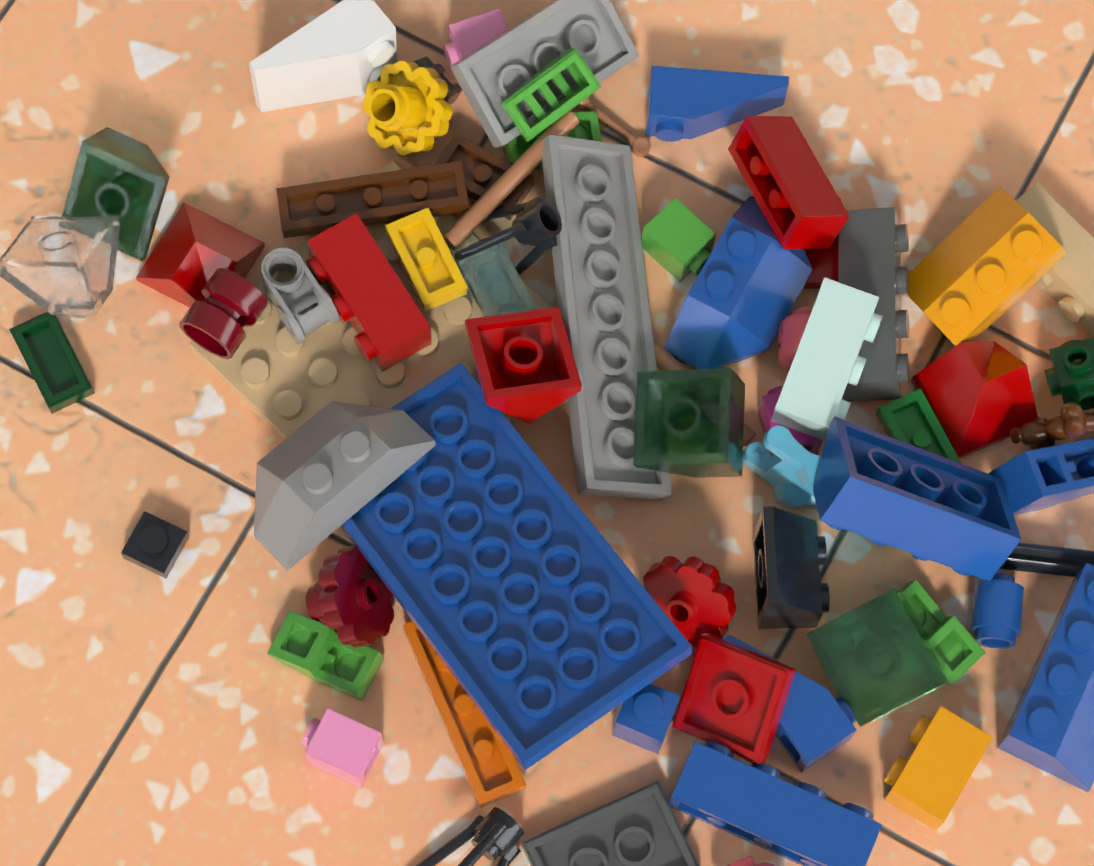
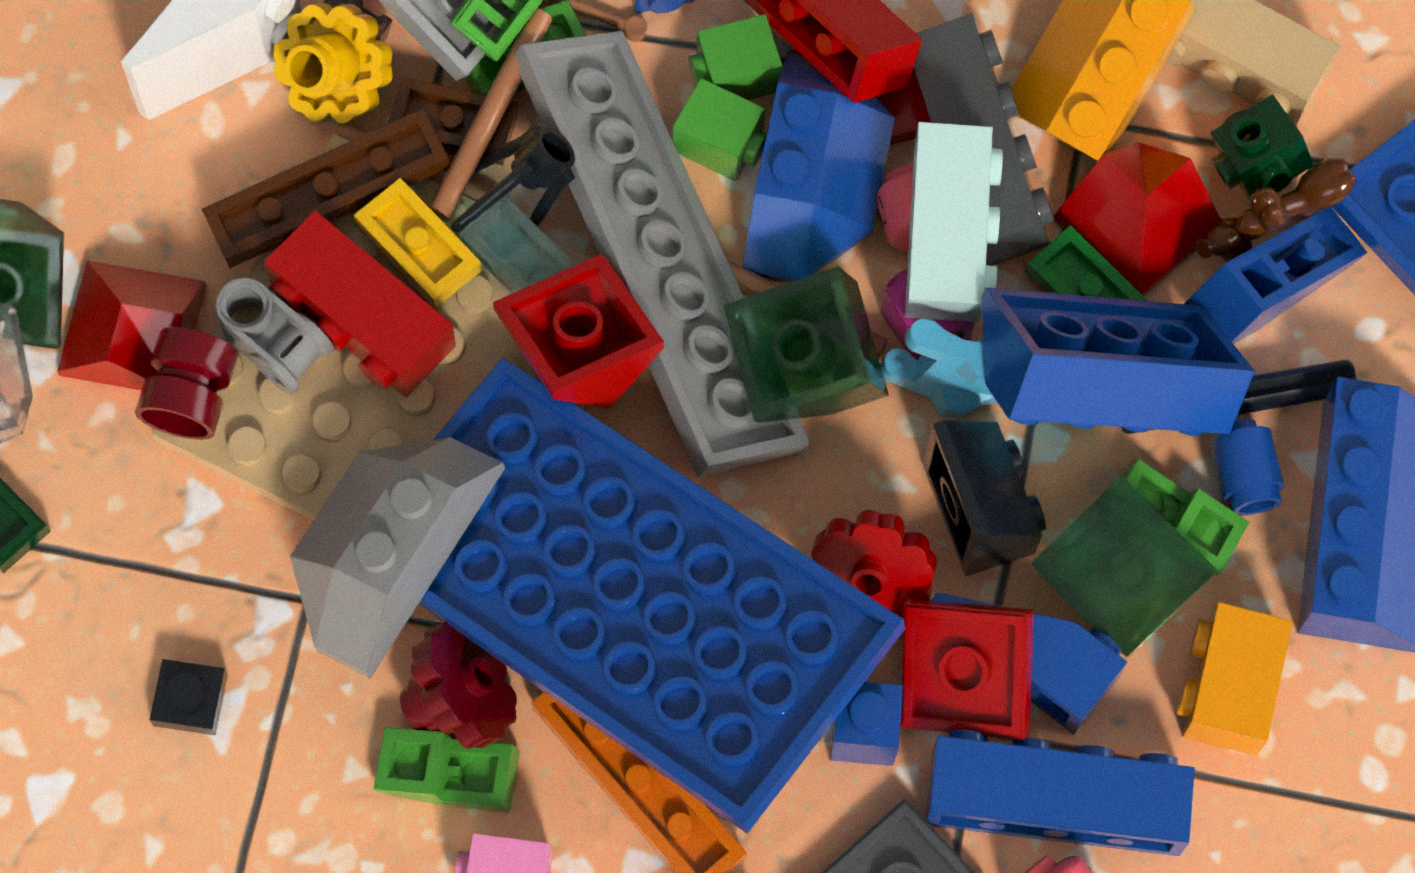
camera: 15 degrees left, 0 degrees up
(709, 190) = (738, 58): none -> bright green brick

